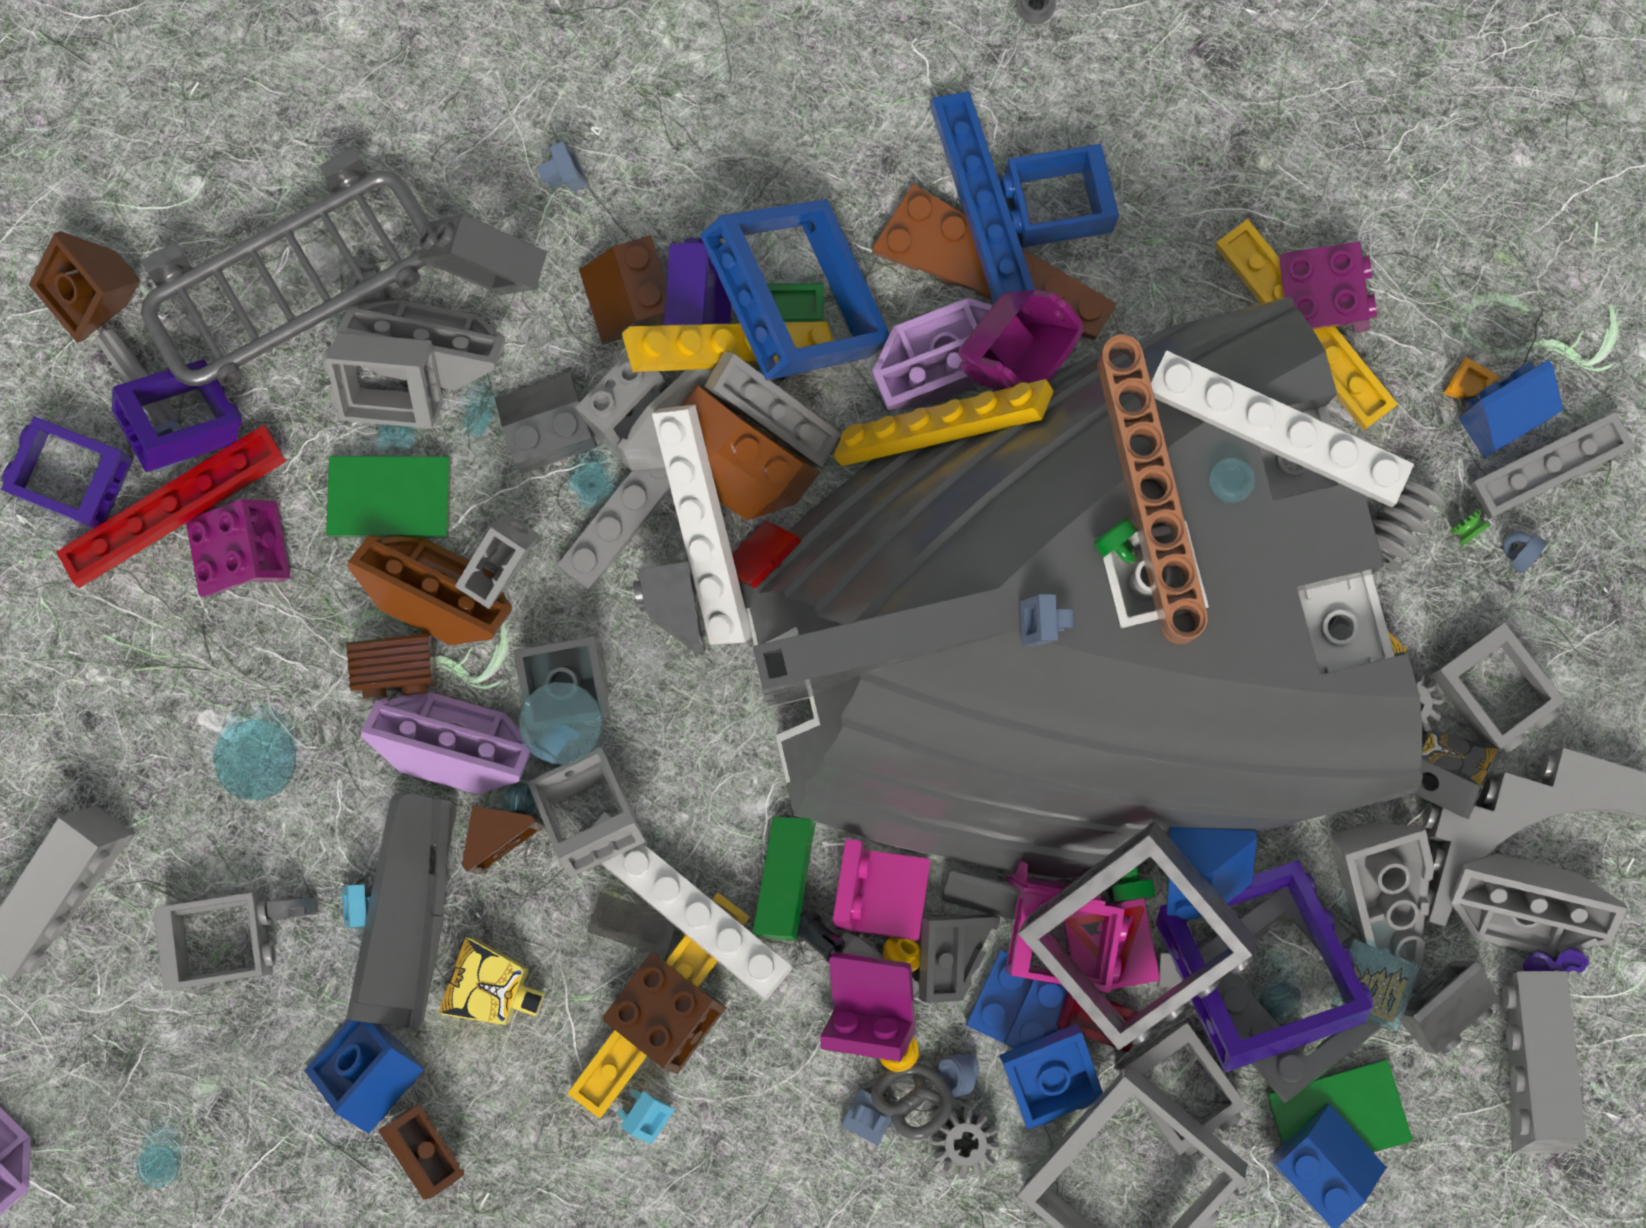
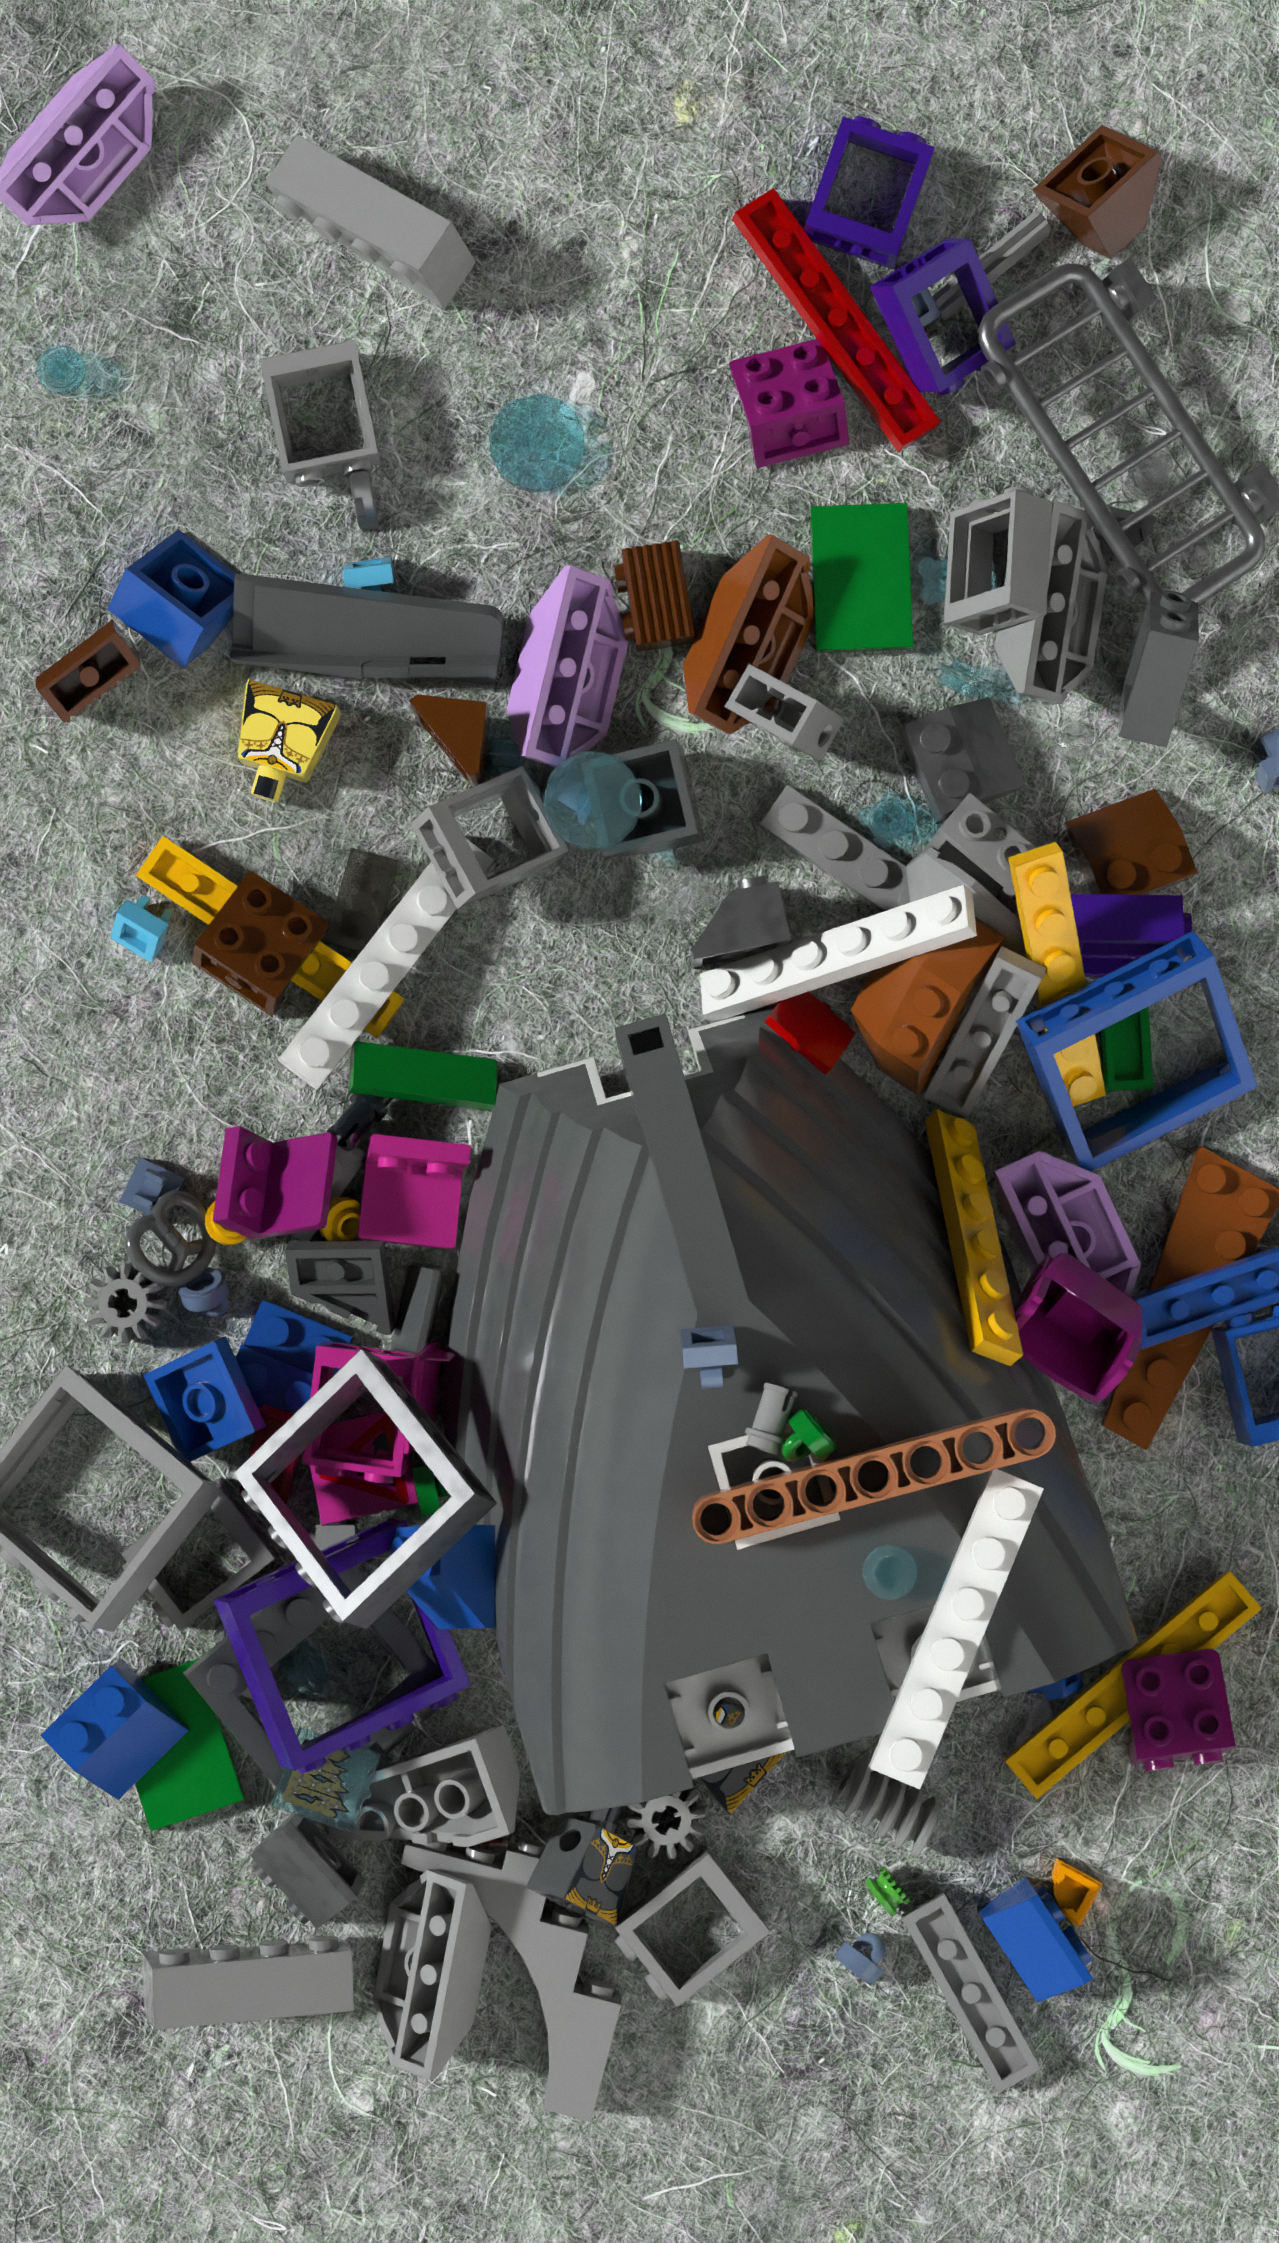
camera: 85 degrees right, 5 degrees up
(1101, 571) = (771, 1418): none -> light grey pin
(1568, 960) = (367, 2013): dark purple piece -> none

